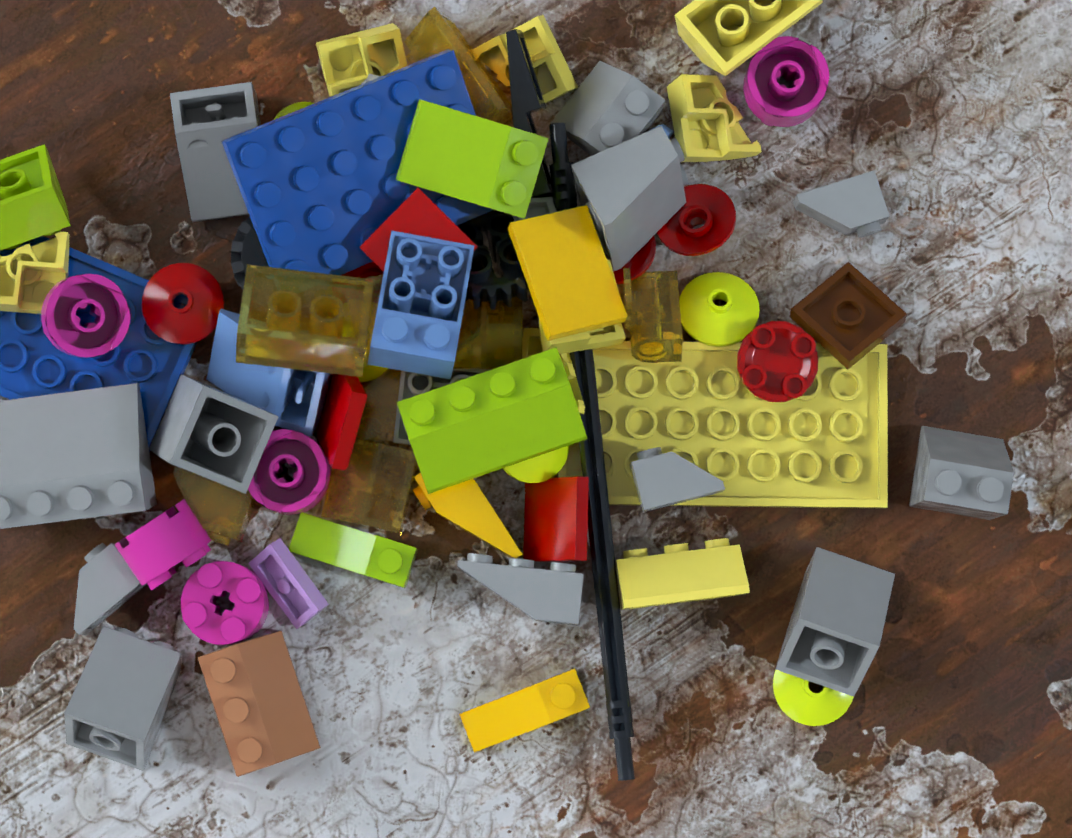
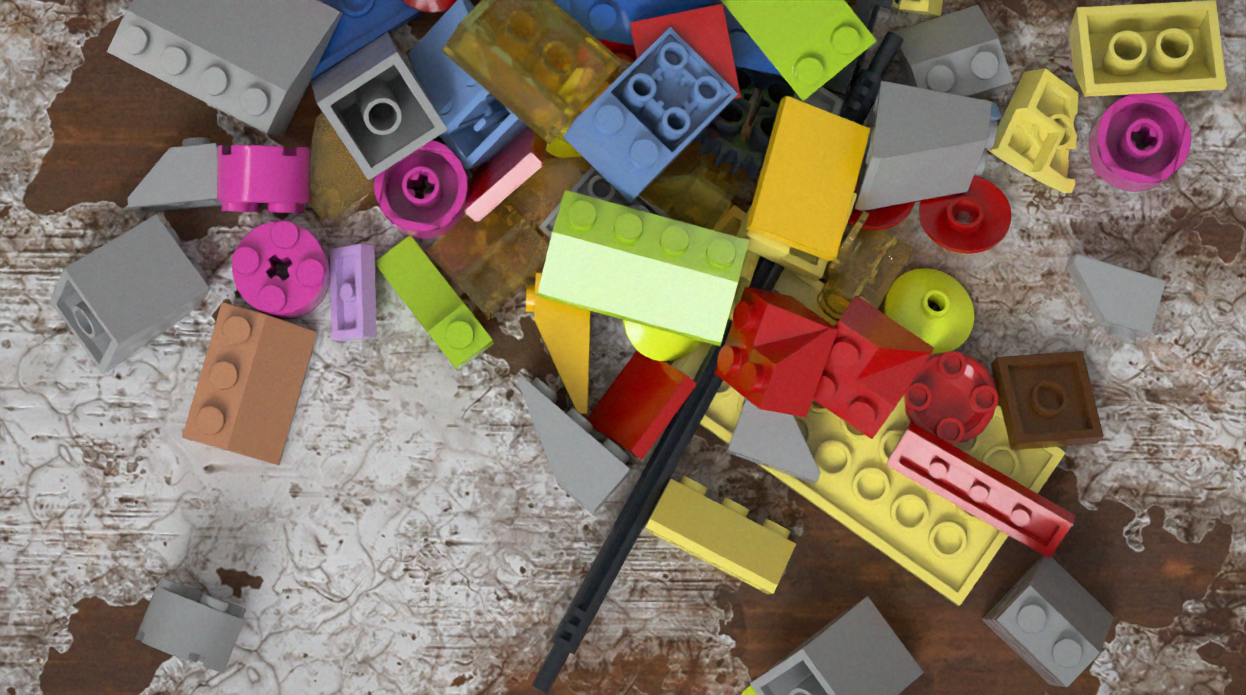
camera: 35 degrees right, 0 degrees up
(524, 710) = (490, 560): yellow slope -> none
(630, 415) = (775, 352): none -> red slope
(701, 382) = (869, 367): none -> red slope
(845, 413) = (980, 490): none -> plate

